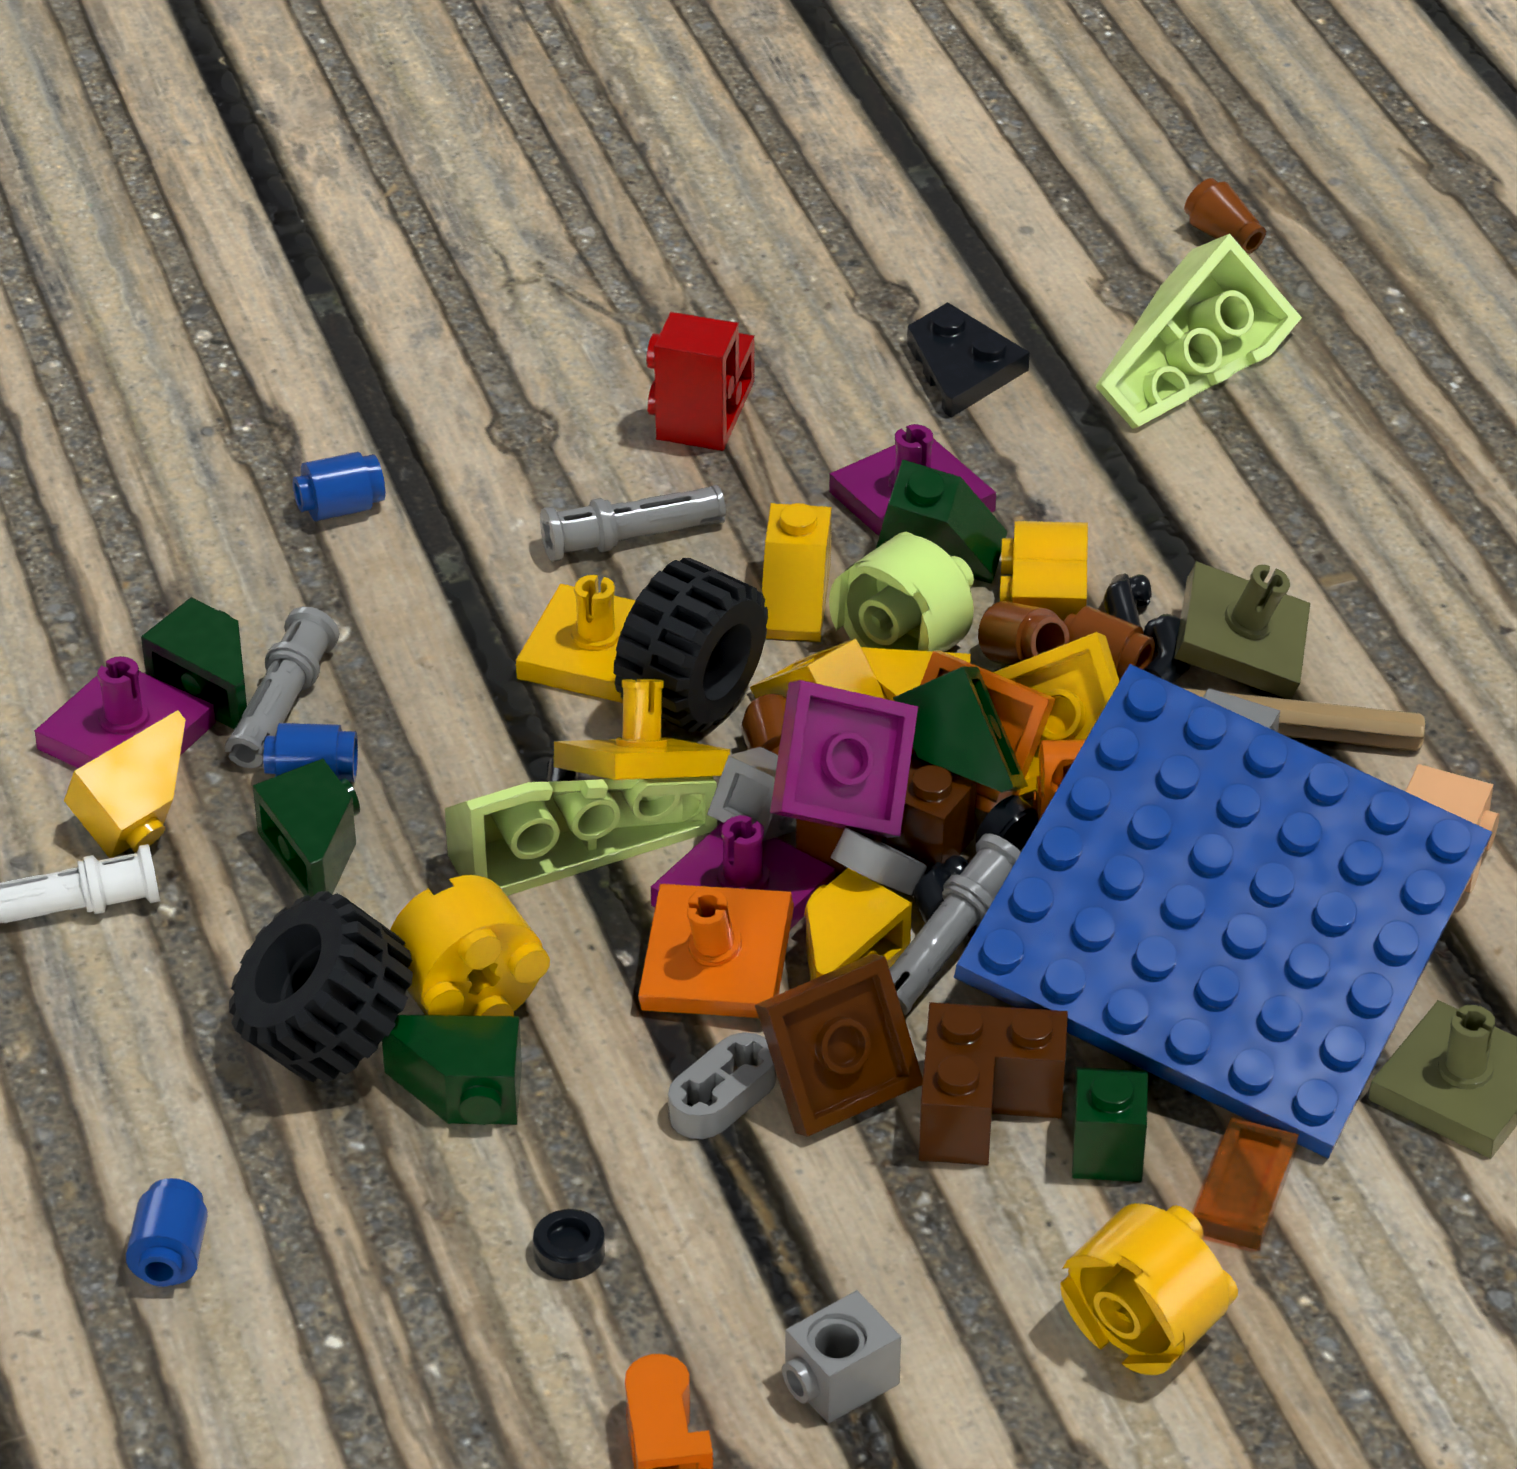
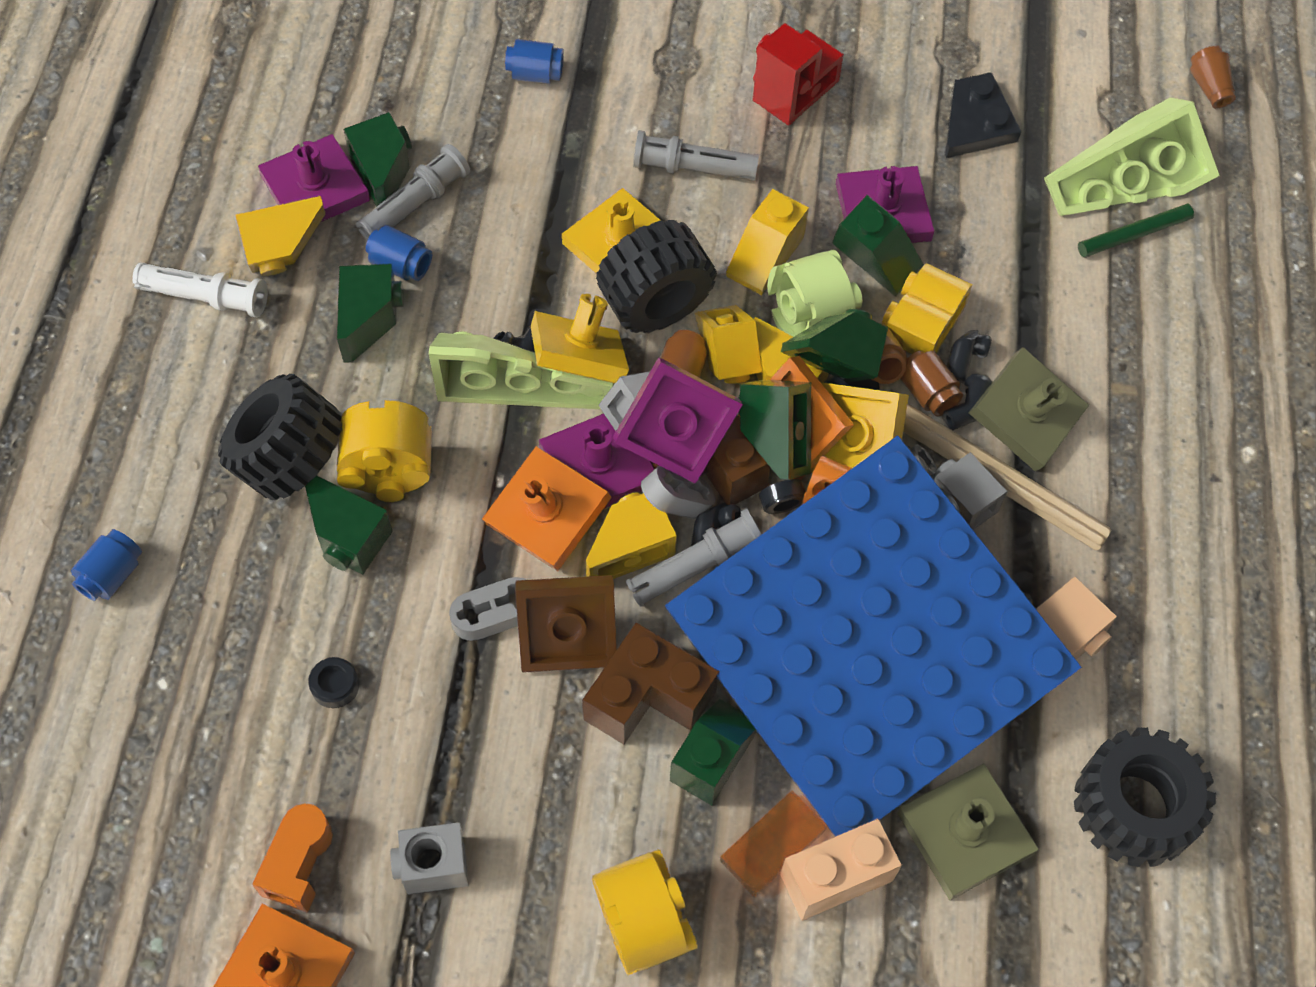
camera: 25 degrees right, 20 degrees up
(984, 624) = (842, 345): none -> dark green slope
(1239, 410) = (1135, 230): none -> dark green bar
(1346, 1163) = (840, 869): none -> light nougat brick

